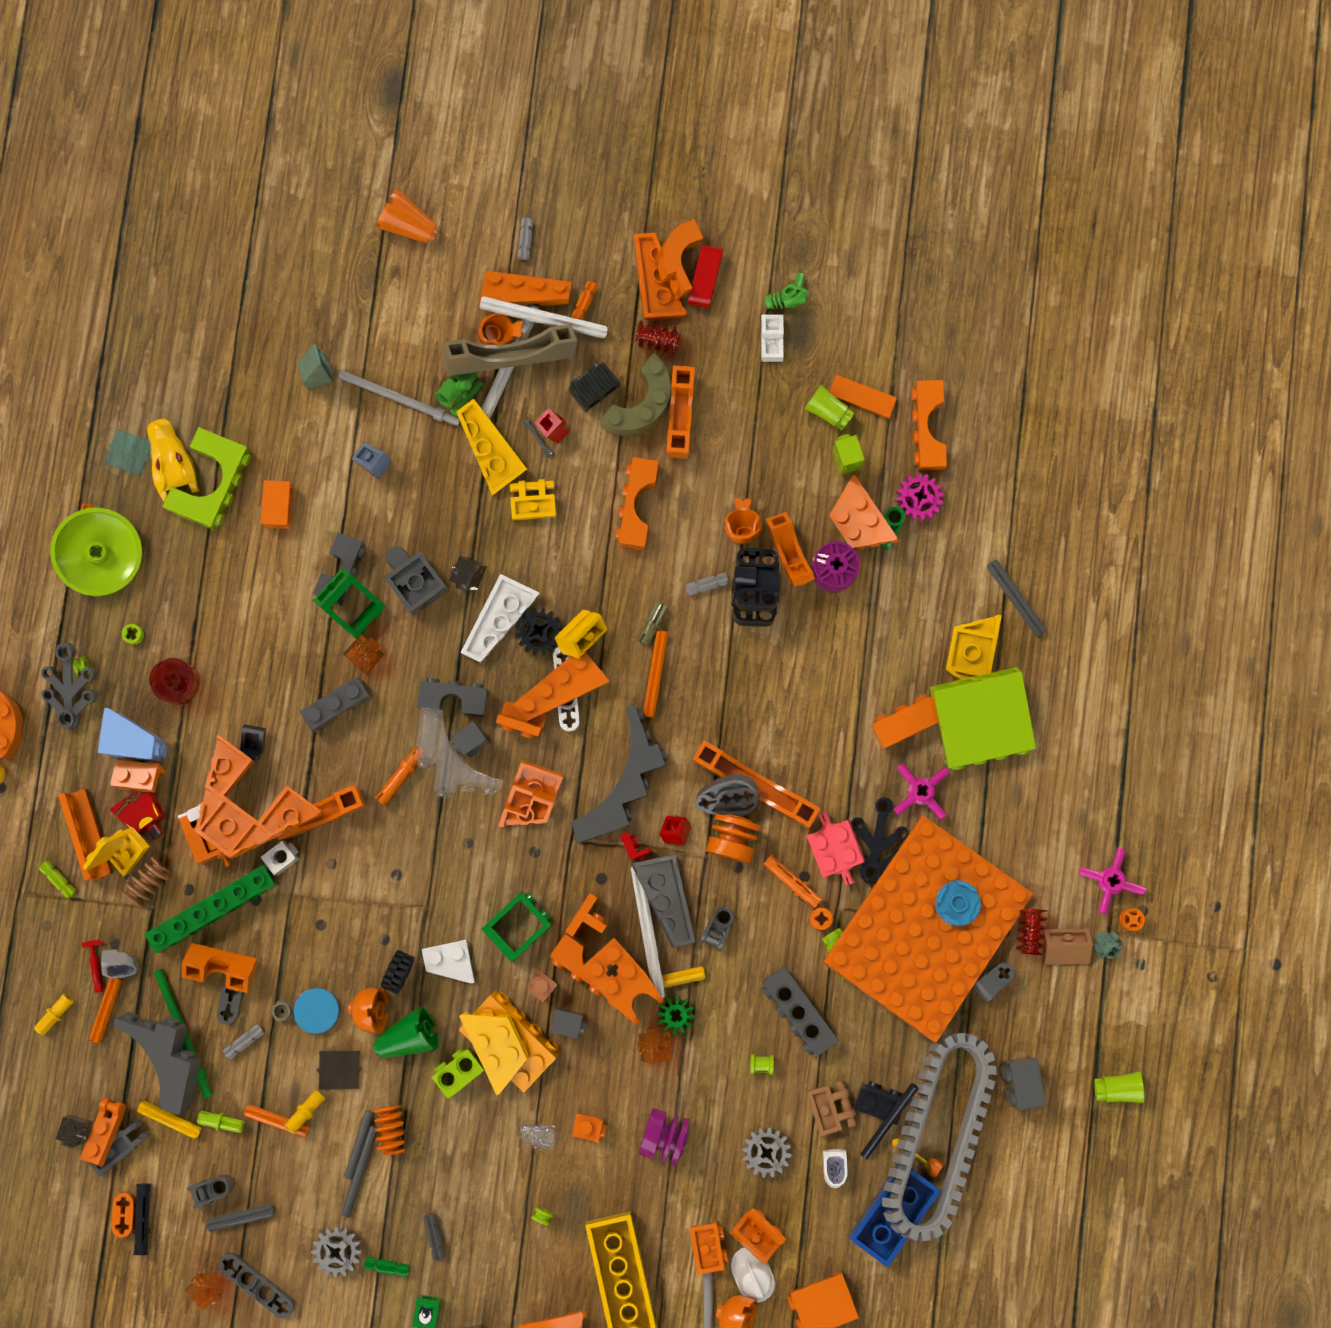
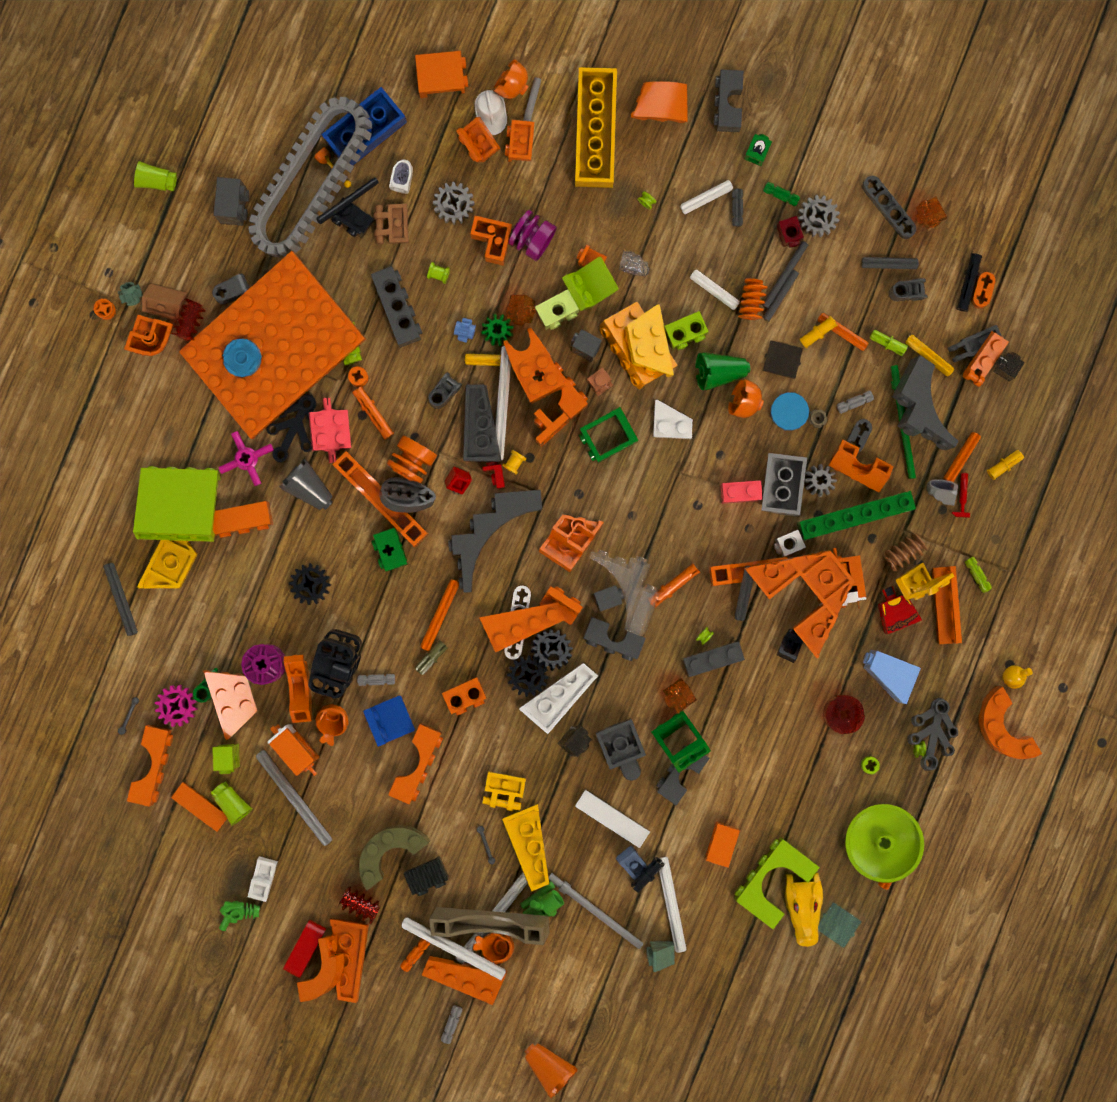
camera: 170 degrees left, 5 degrees up
(136, 775) = (893, 642): orange bracket -> none
(260, 930) = (813, 482): none -> light grey gear
(301, 922) = (784, 484): none -> light grey slope
(317, 426) = (672, 906): none -> white axle
(317, 783) = (744, 596): none -> dark grey axle
(349, 901) = (741, 492): none -> coral brick
(351, 450) = (647, 874): none -> black pin
(351, 728) = (704, 636): none -> lime bush
(375, 1224) = (793, 224): none -> dark red brick
(397, 972) = (715, 423): black tyre -> none
(405, 501) = (612, 818): none -> white tile
(437, 1131) = (714, 289): none -> white axle
(473, 1239) = (706, 197): none -> white axle
(527, 671) = (545, 643): none -> black gear
(552, 425) = (470, 850): red brick -> none
(581, 633) = (492, 663): yellow brick -> none
(582, 1097) = (590, 284): none -> lime bracket
(602, 1067) = (562, 300): none -> yellowish green brick
(607, 595) = (463, 692): none -> orange brick
(616, 867) = (514, 462): none -> yellow bush
(680, 412) = (358, 833): orange arch -> none
(680, 542) = (389, 720): none -> blue bracket
(705, 1126) = (495, 234): none -> orange brick
(713, 1005) = (464, 330): none -> medium blue gear
(719, 723) = (398, 557): none -> green brick
(762, 433) = (293, 797): none -> light grey axle
(776, 482) = (293, 749): none -> orange piece
(816, 677) = (305, 572): none -> black gear
(843, 777) = (307, 486): none -> dark grey cone
(971, 456) = (122, 730): none -> dark grey hinge
(1071, 900) = (148, 336): none -> orange brick
(1102, 878) = (114, 338): dark pink bar -> none

